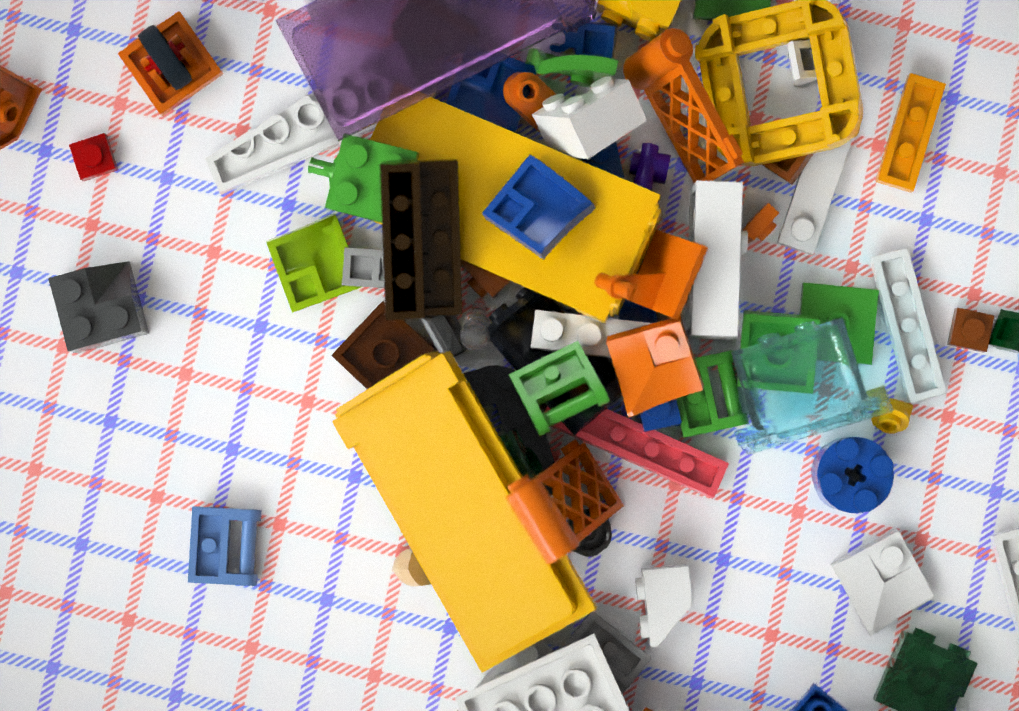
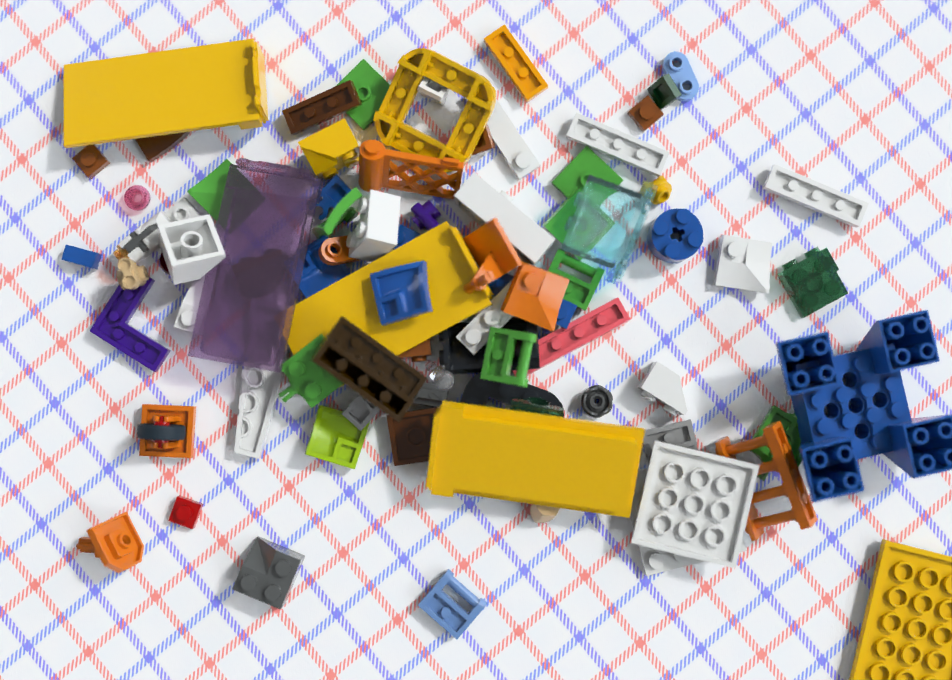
camera: 55 degrees left, 0 degrees up
(546, 515) = (573, 418): orange piece -> none
(761, 223) = (503, 179): orange plate -> none

